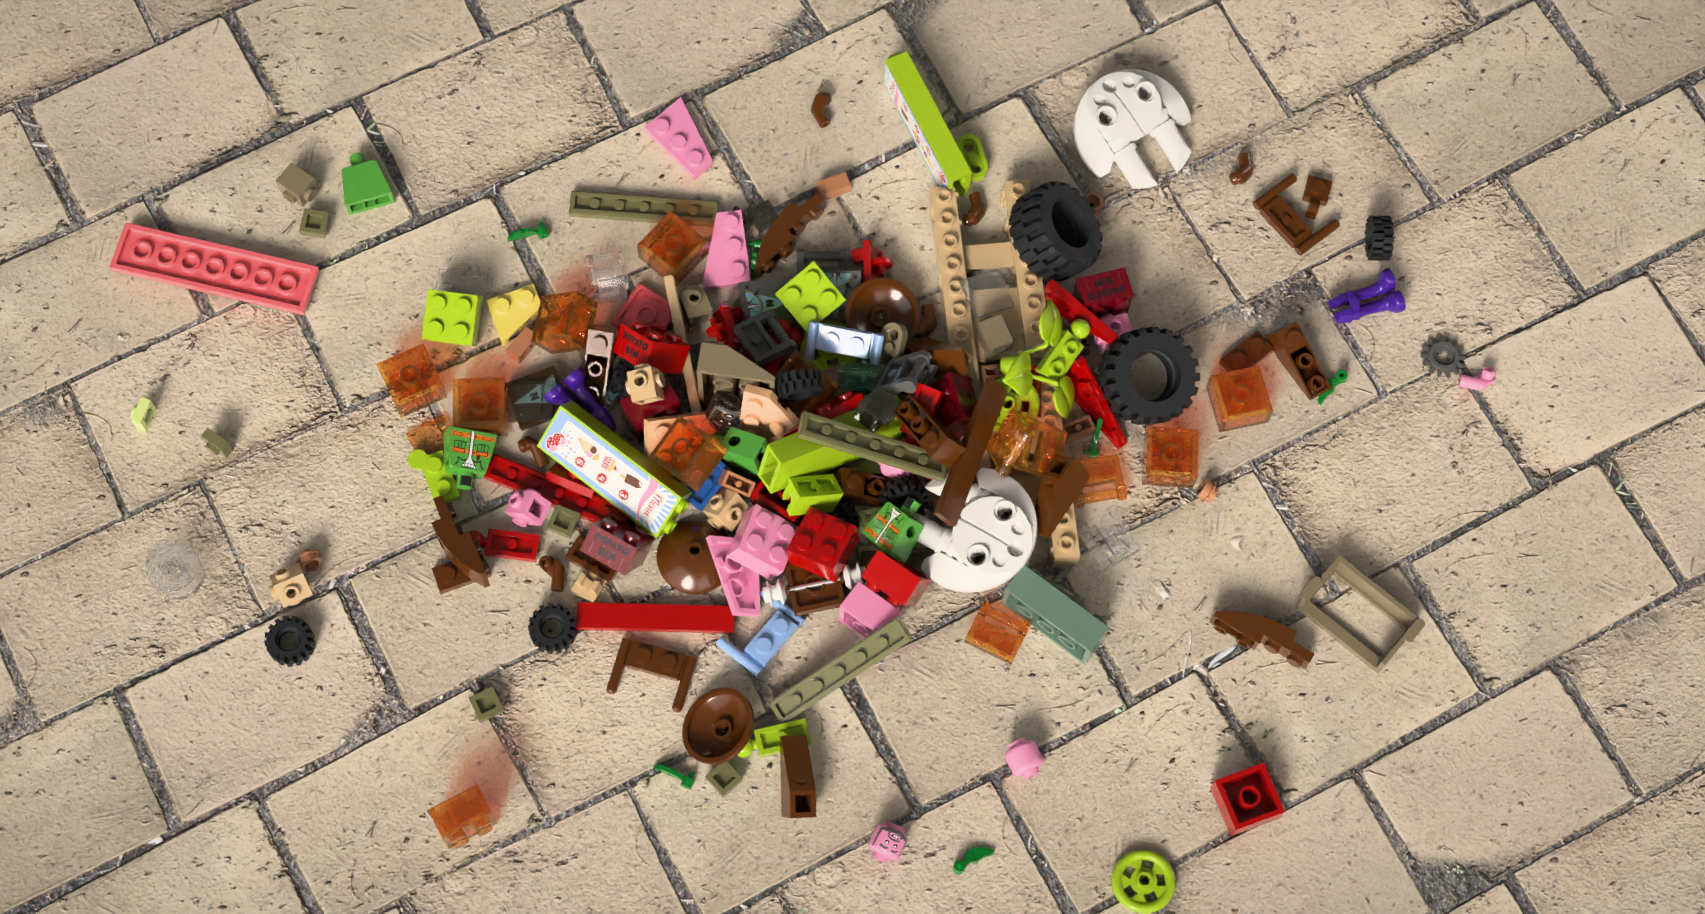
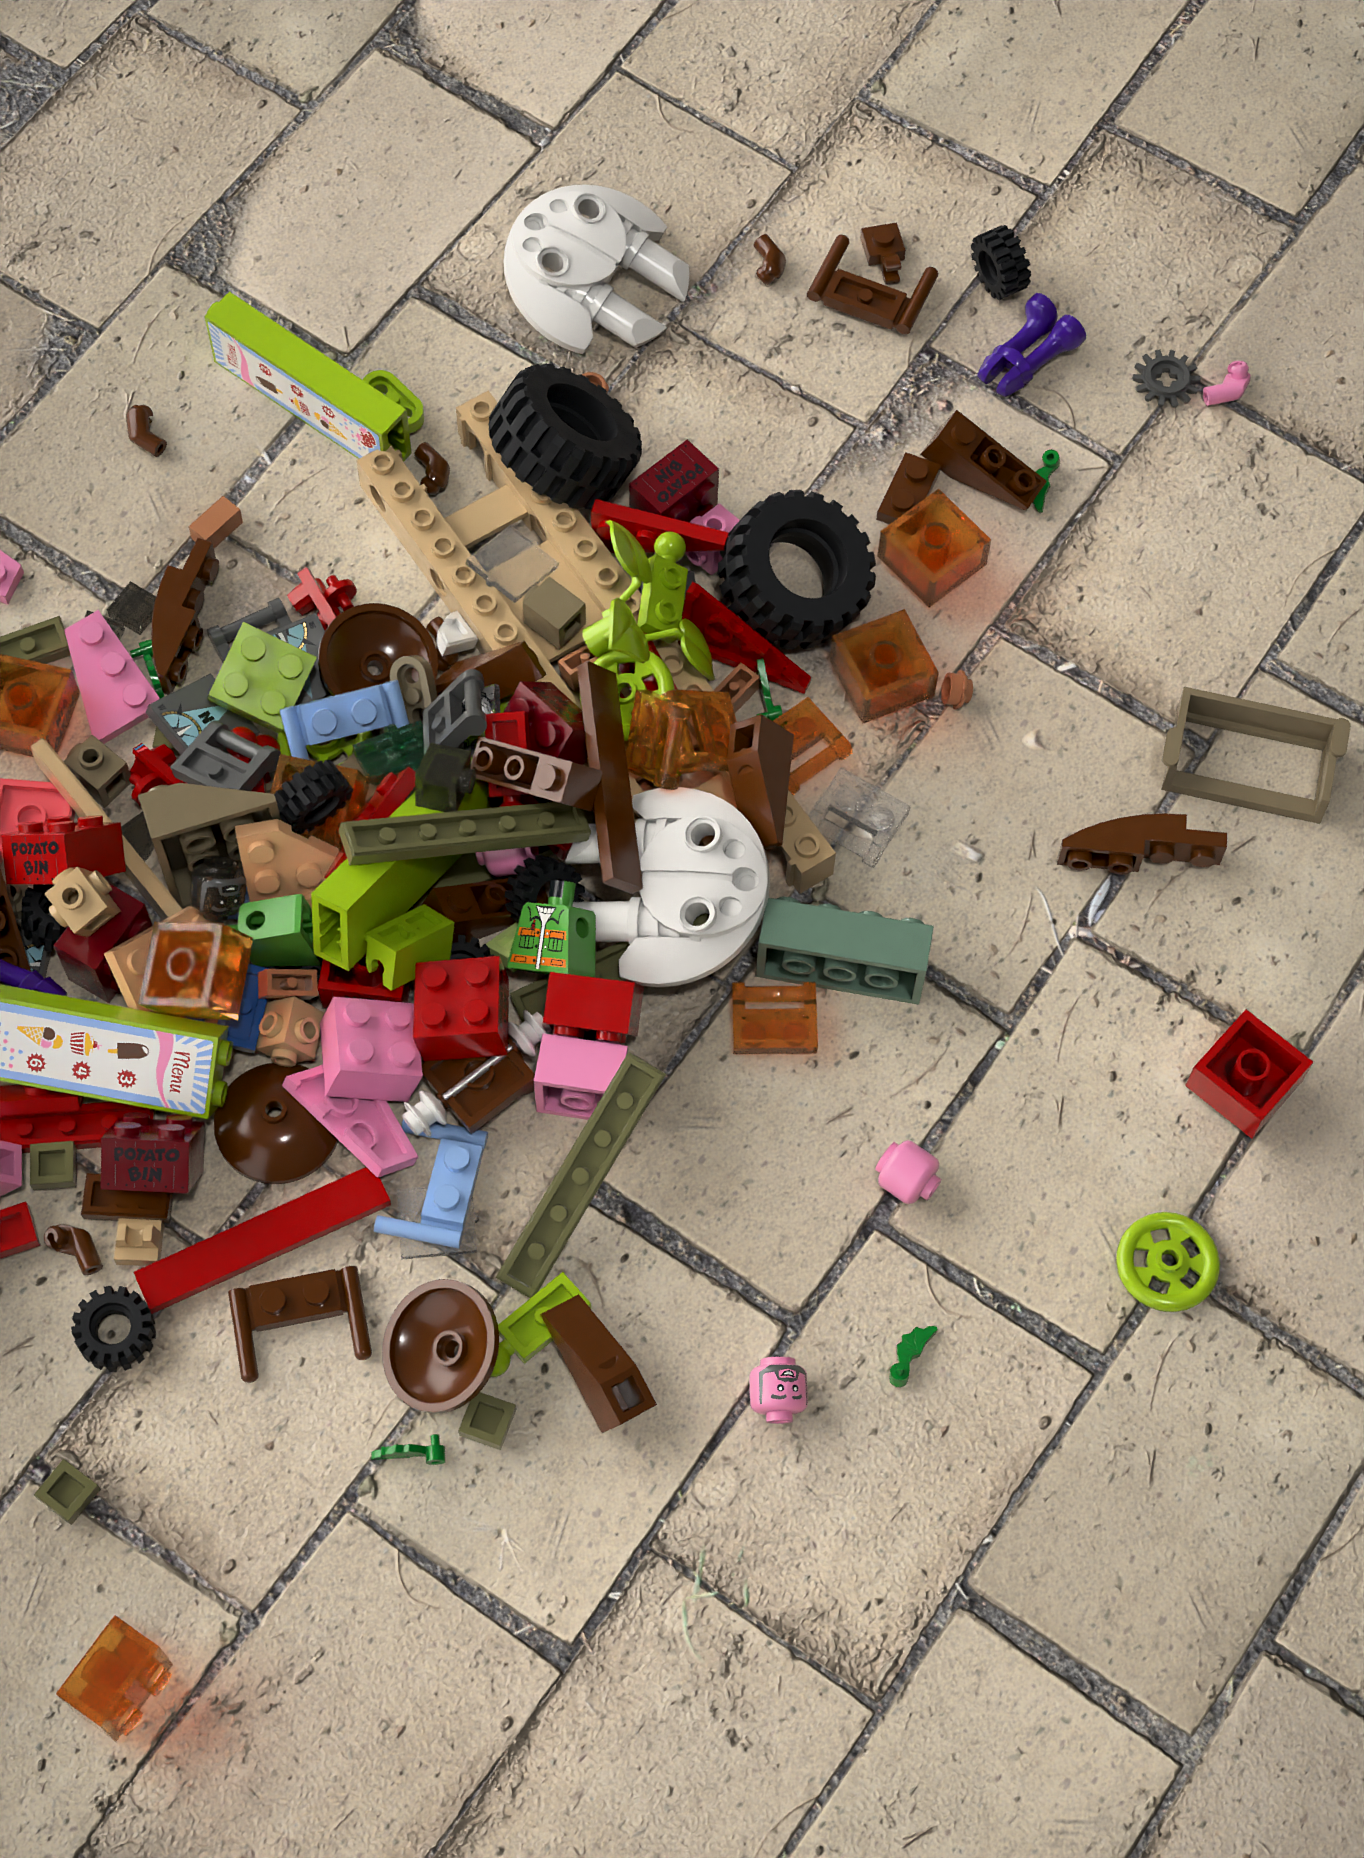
camera: 25 degrees left, 5 degrees down
(933, 320) = (455, 635): none -> white tile

